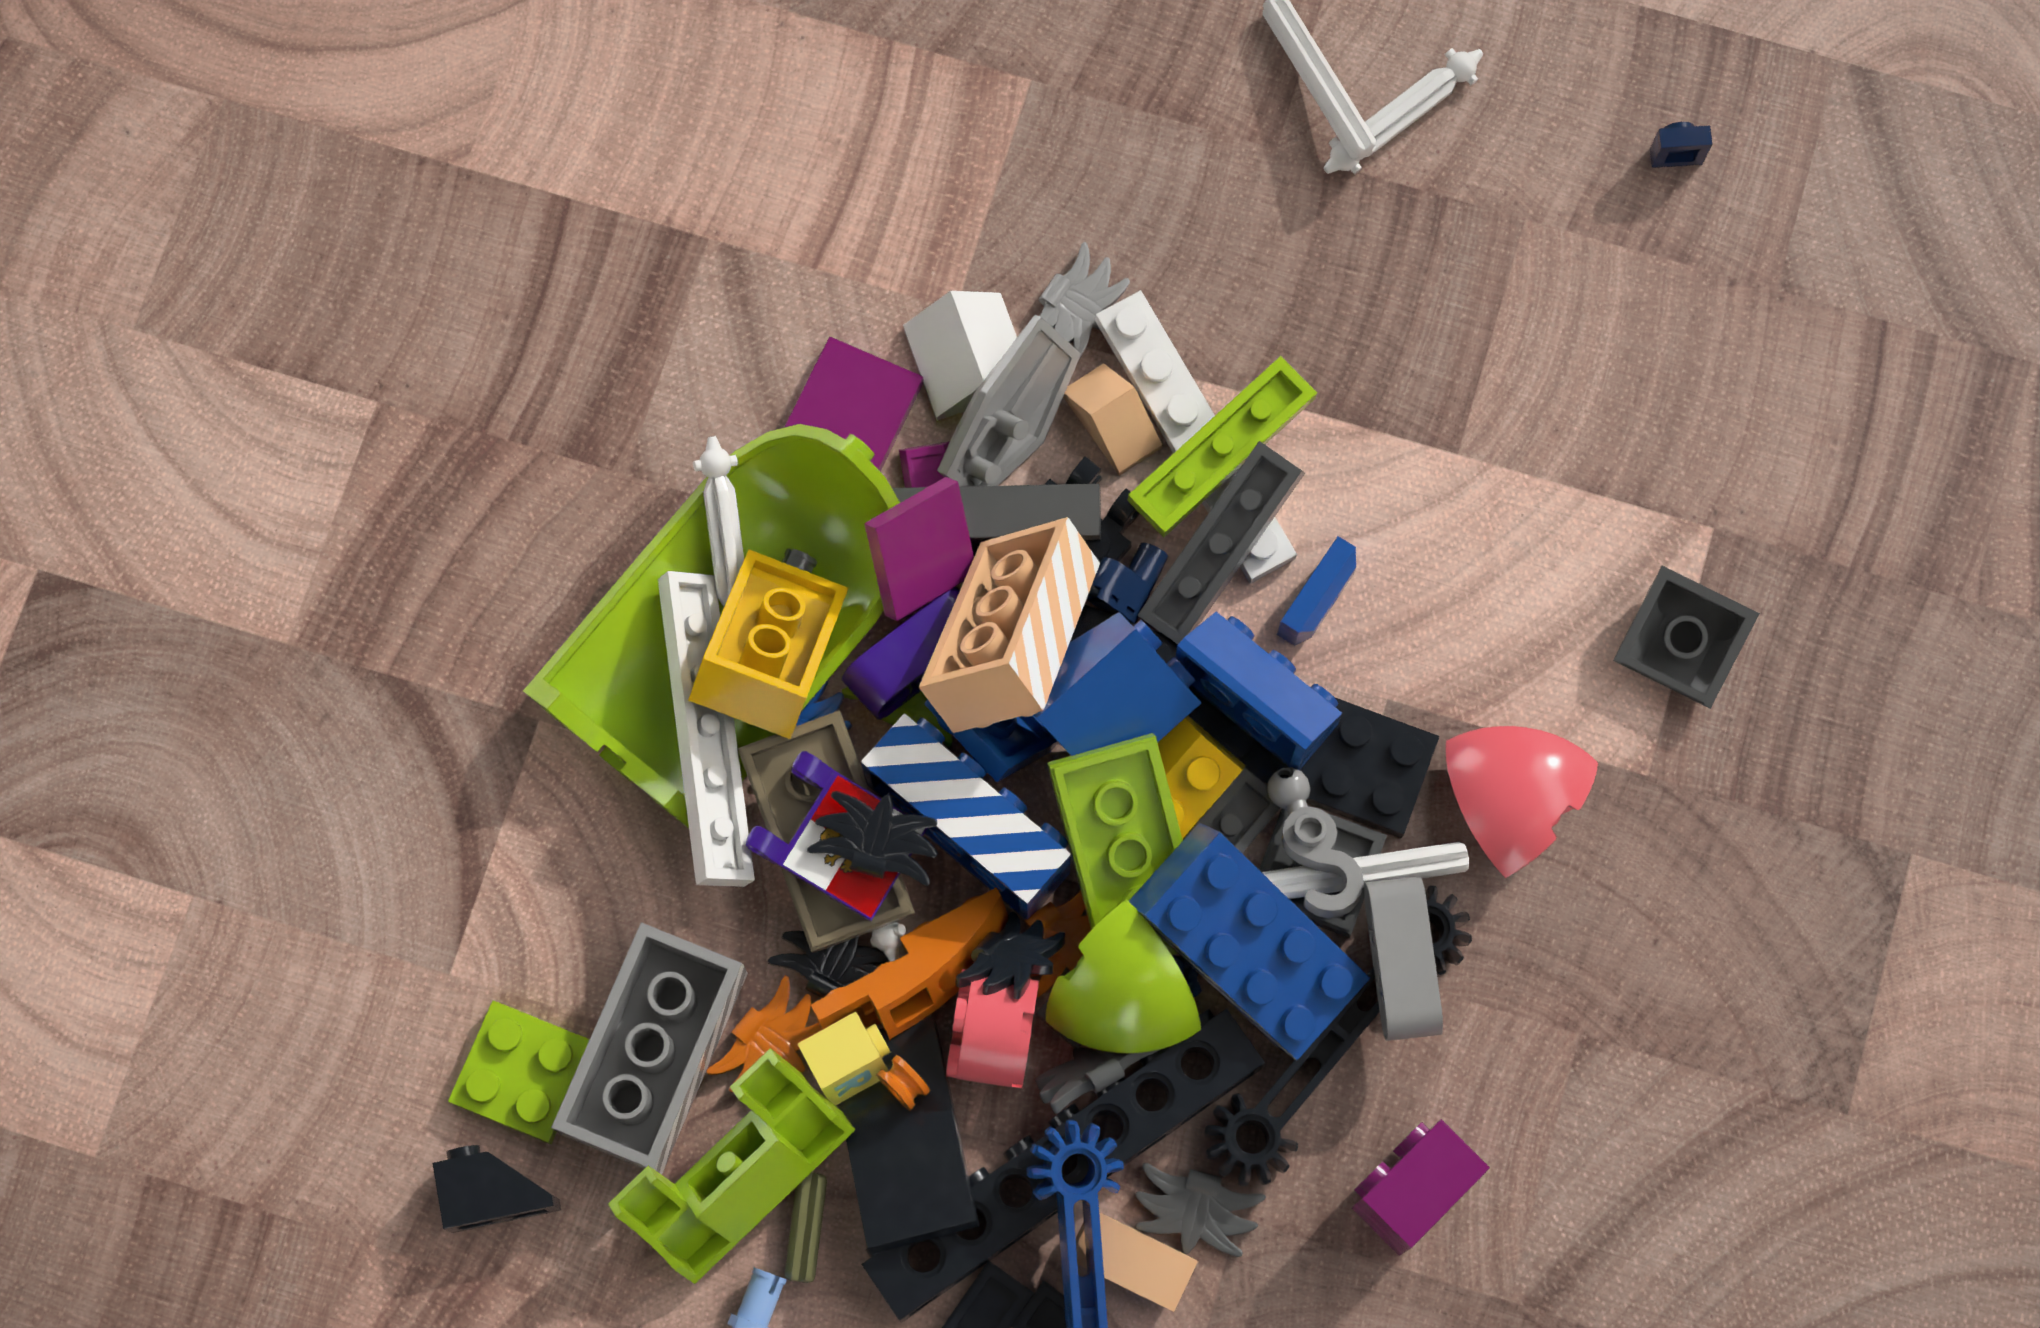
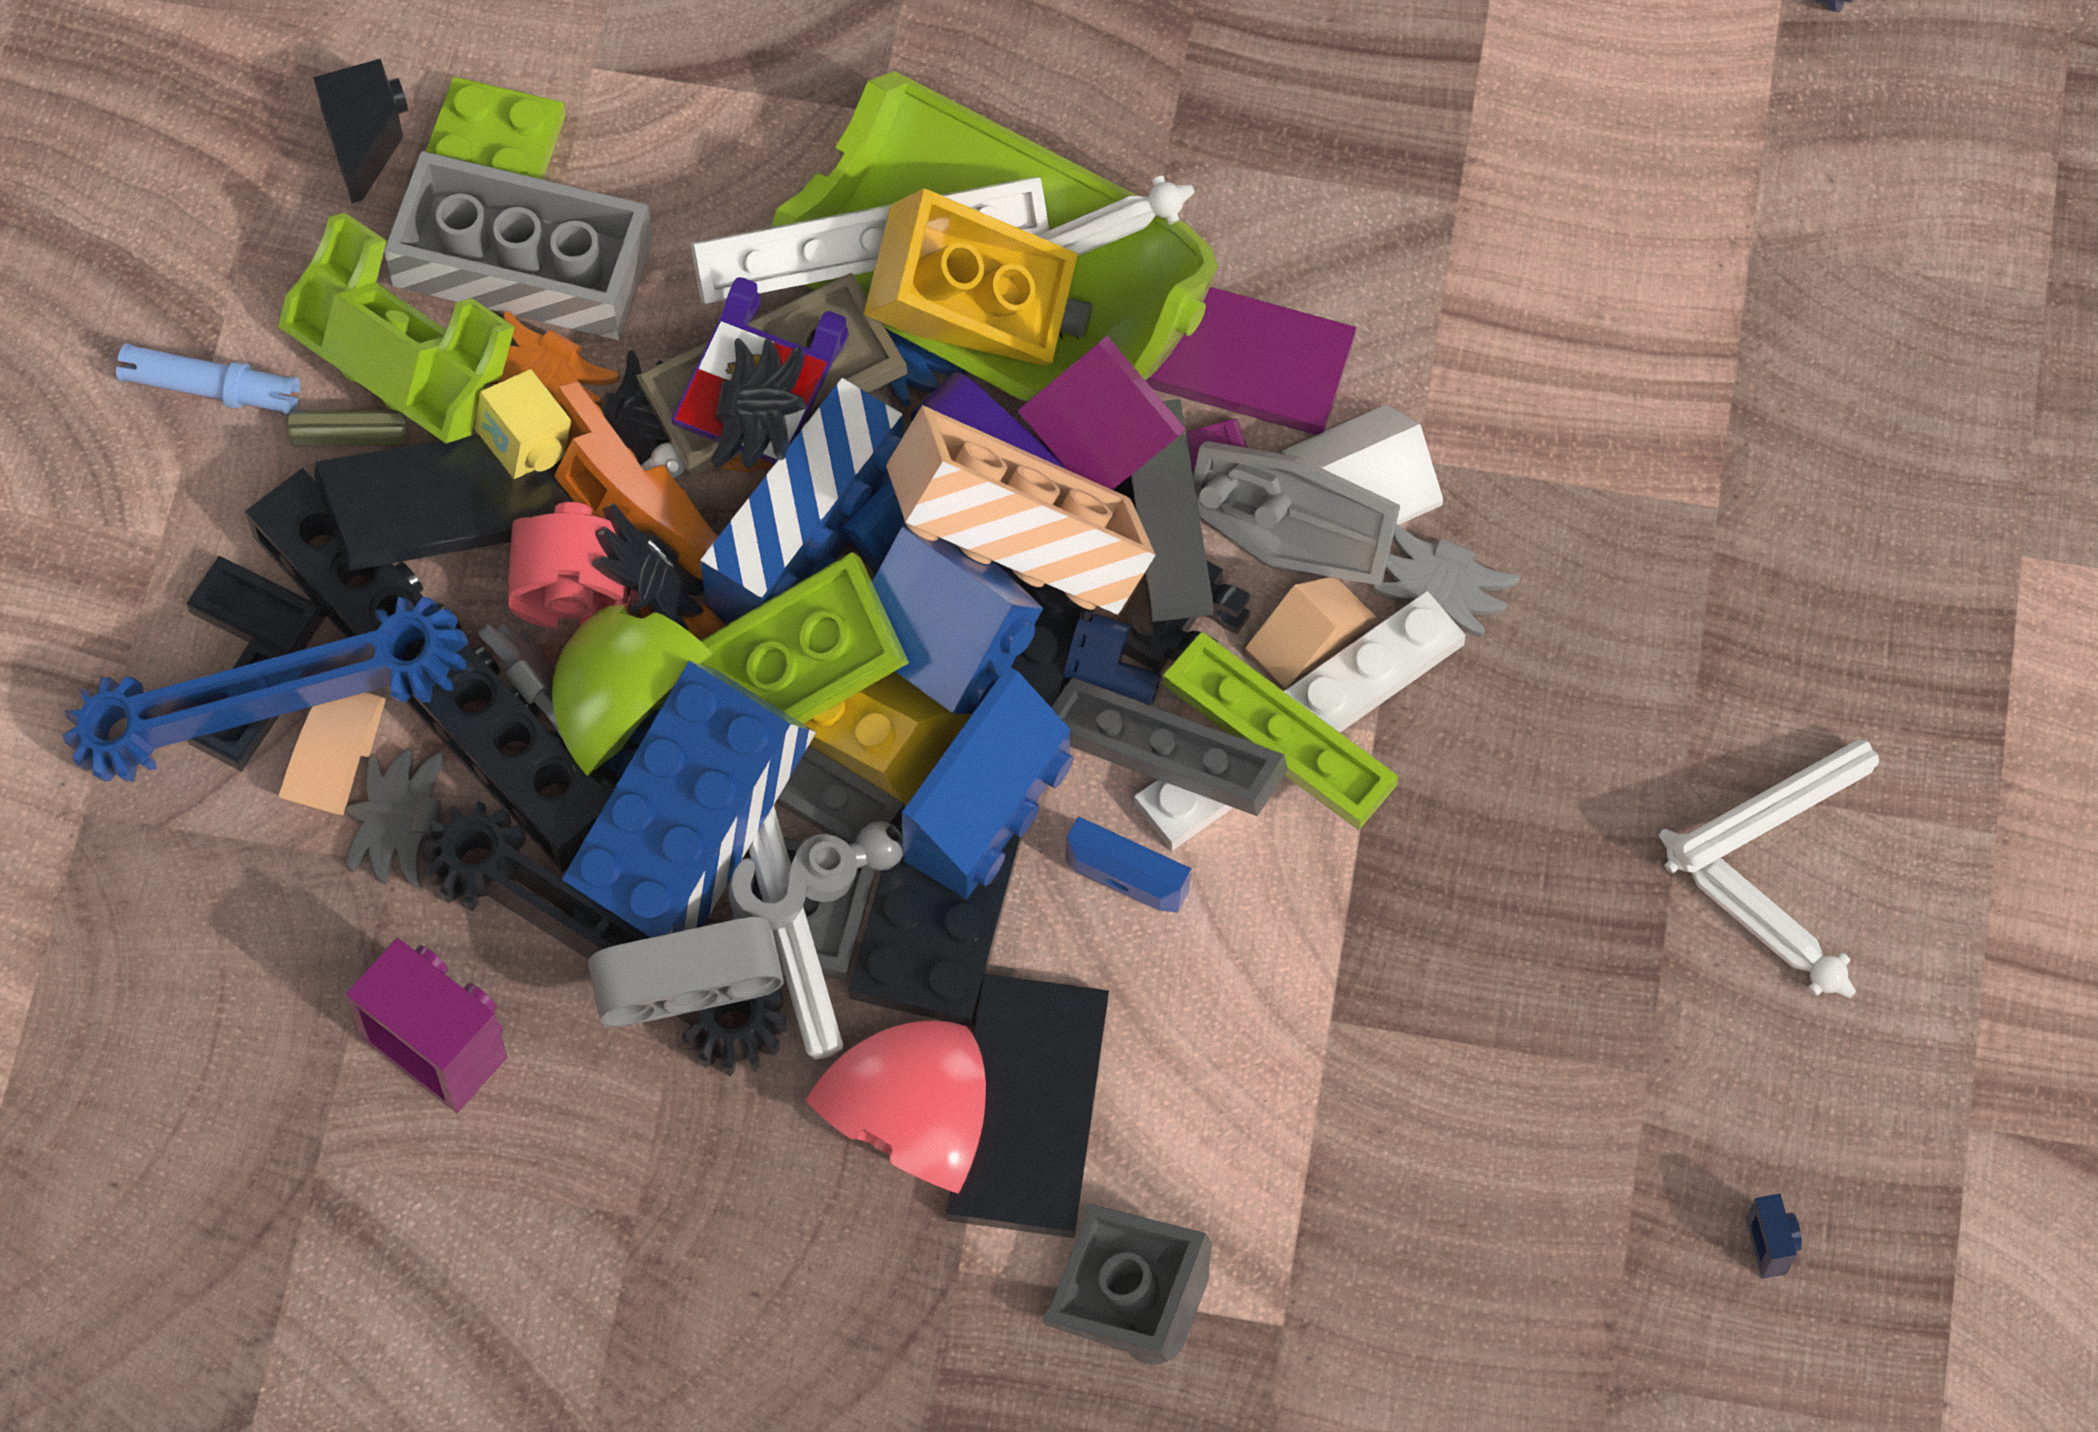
camera: 80 degrees right, 10 degrees down
(903, 1082) = (499, 478): orange bush -> none
(1480, 683) = (1041, 1083): none -> black tile

